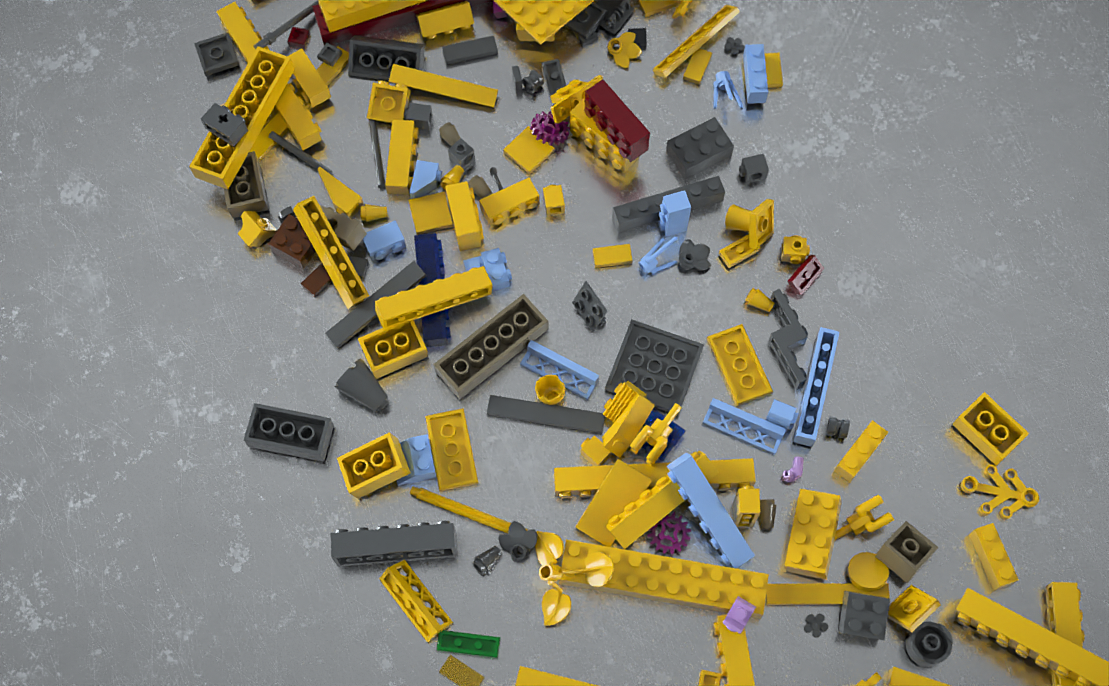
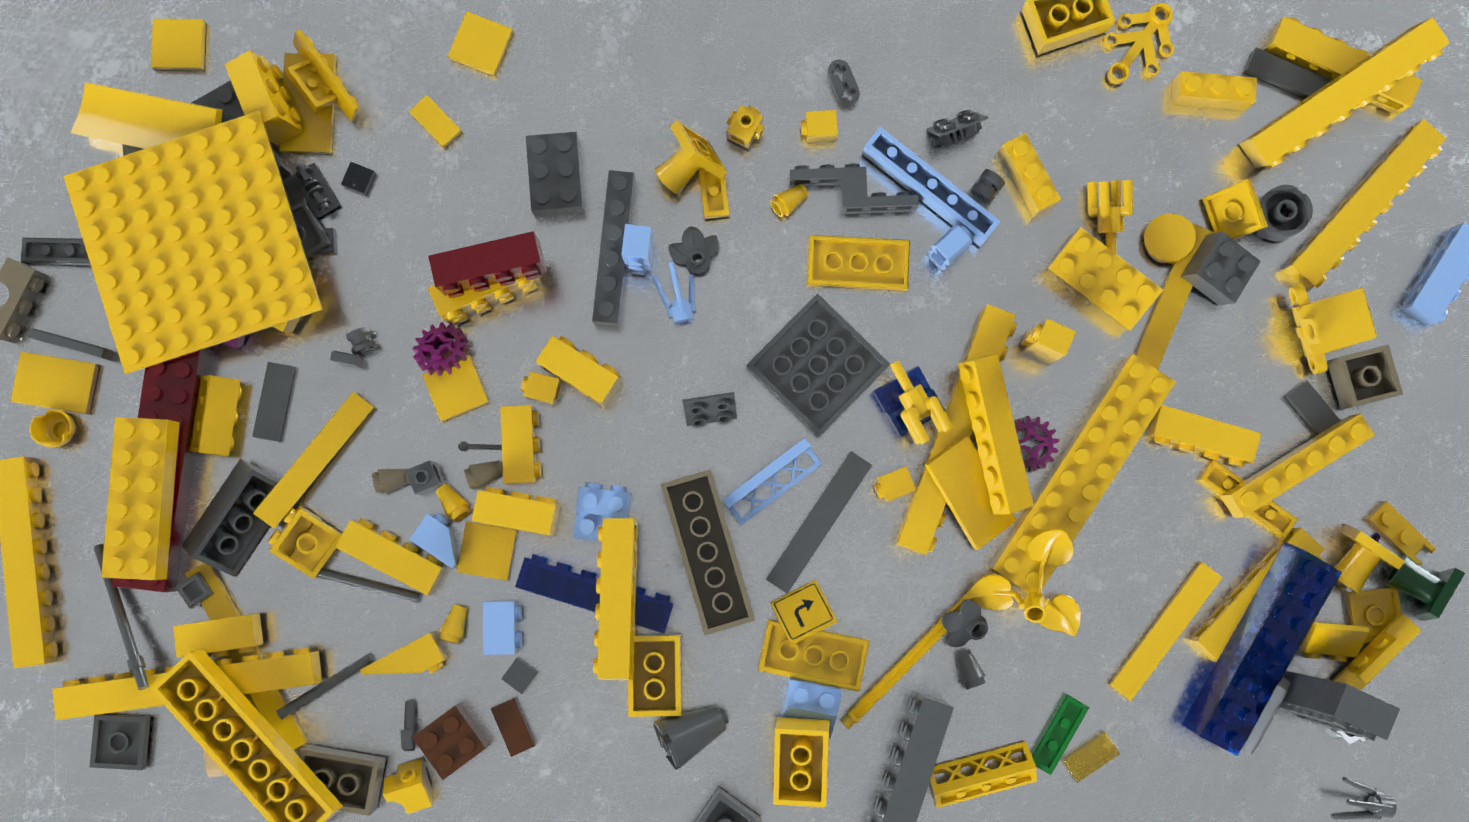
camera: 70 degrees left, 15 degrees up
(224, 124) = (240, 787): dark grey brick -> none
(298, 37) = (145, 620): dark red tile -> none
(331, 252) = (494, 704): yellow brick -> none
(348, 231) = (443, 690): dark tan arch -> none
(365, 312) = (589, 687): dark grey tile -> none
(420, 114) = (342, 509): dark grey brick -> none
(478, 427) = (803, 612): none -> yellow piece
(550, 389) = (794, 504): yellow hair -> none
(553, 76) = (377, 312): dark grey tile -> none
(569, 96) = (411, 298): yellow bracket -> none
(576, 215) = (579, 370): none -> yellow brick
(612, 255) = (649, 349): yellow tile -> none
(624, 396) = (853, 423): yellow brick -> none
(626, 51) = (371, 200): yellow plate -> none
(627, 426) = (887, 435): yellow slope -> none
(695, 41) = (400, 106): yellow tile -> none
(710, 511) = (1037, 385): light blue brick -> none
(724, 83) = (477, 98): light blue plant -> none
(735, 46) = (427, 61): dark grey plant -> none
(739, 615) = (1169, 411): lavender bracket -> none
(746, 419) = (934, 286): light blue fence -> none
(754, 168) = (612, 121): dark grey brick -> none
(755, 73) = (486, 55): light blue brick -> none
(767, 513) = (1049, 311): dark tan cone -> none
(795, 472) = (1017, 261): lavender arm -> none
(805, 274) = (781, 128): plate -> none
(816, 624) = (1201, 326): dark grey plant -> none
(820, 298) = (820, 126): none -> yellow brick
(856, 299) = (838, 85): none -> dark grey beam
(861, 379) = (966, 124): none -> dark grey hinge
(906, 551) = (1171, 184): dark tan brick -> none
(1036, 601) = (1284, 73): none -> dark grey tile

